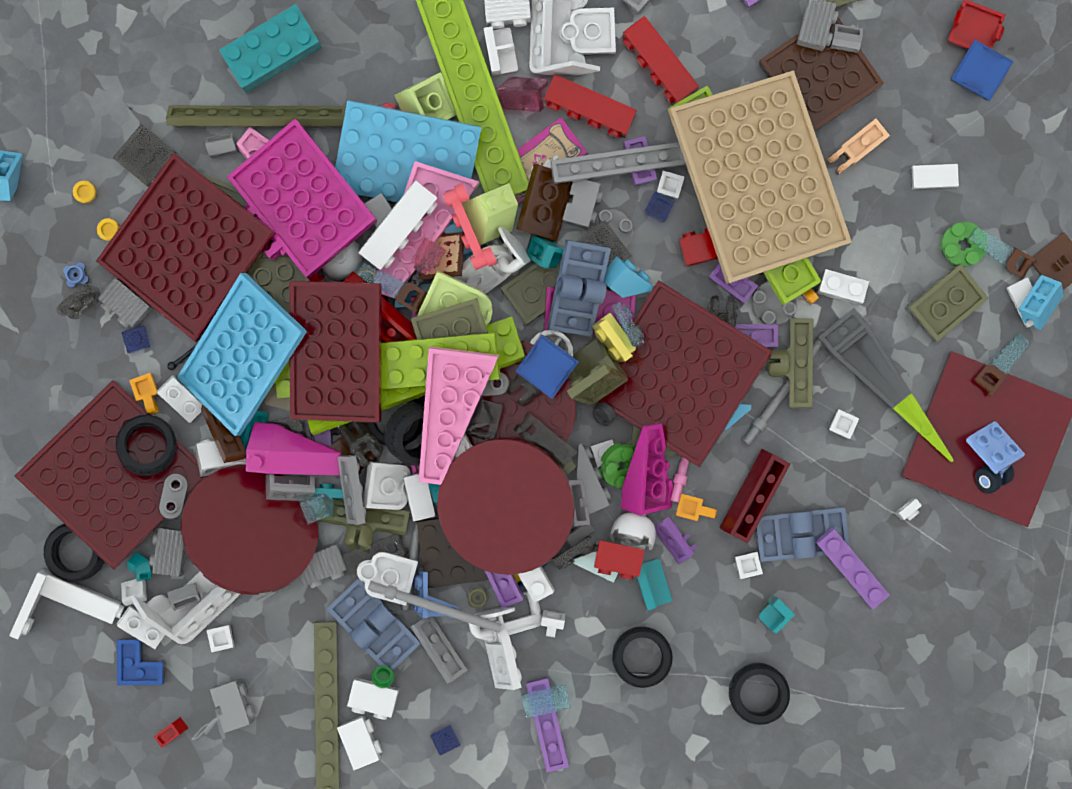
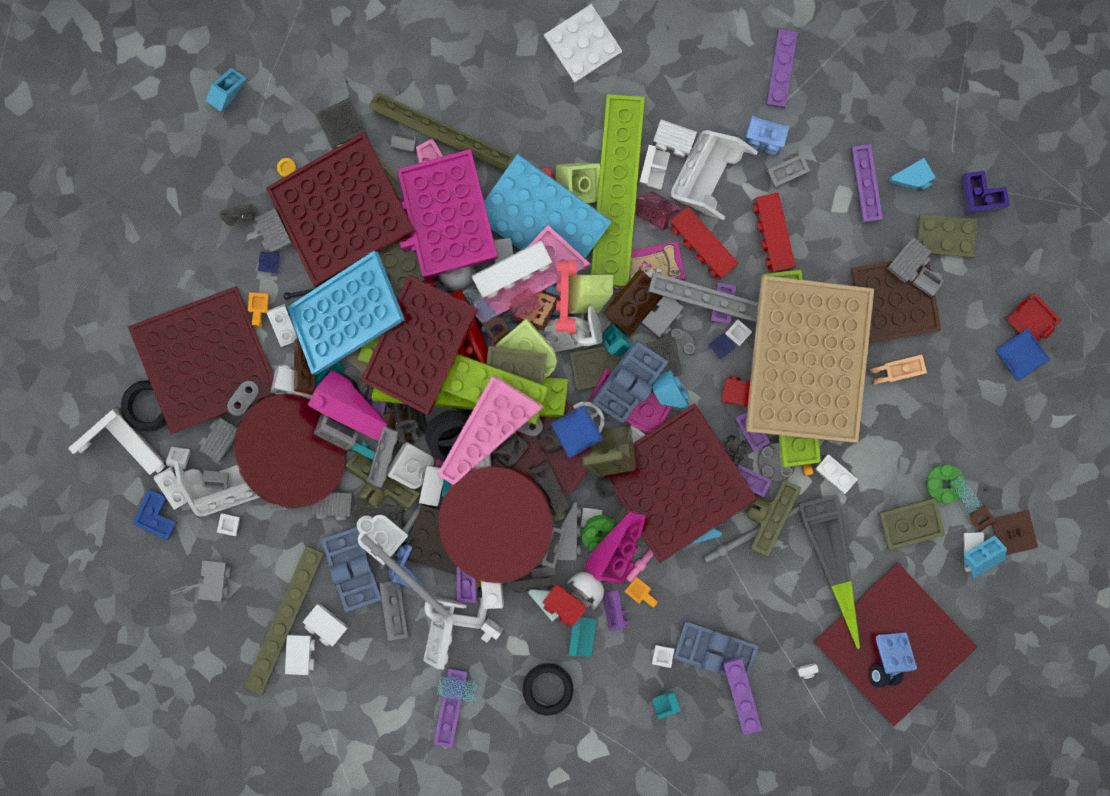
camera: 20 degrees right, 0 degrees up
(69, 272) = (241, 186): medium blue plate -> none
(84, 192) = (281, 130): yellow tile -> none
(135, 424) = (246, 330): black tyre -> none
(139, 566) = (191, 441): teal piece -> none
(171, 732) = (157, 579): red piece -> none
(270, 48) = (476, 84): teal brick -> none
(317, 507) = (350, 458): clear light blue plate -> none
(382, 677) = (340, 612): green plate -> none
(445, 740) = (366, 683): clear blue plate -> none
(473, 602) = (441, 589): olive plate -> none
(590, 31) = (731, 184): white plate -> none
(614, 338) = (639, 432): light yellow bracket -> none
(624, 316) = (655, 419): clear light blue plate -> none
(754, 496) = (692, 605): dark red brick -> none
(776, 710) = (625, 780): black tyre -> none
(843, 424) = (787, 580): white plate -> none
(935, 176) = (947, 420): white tile -> none
(1001, 365) = (931, 591): piece -> none

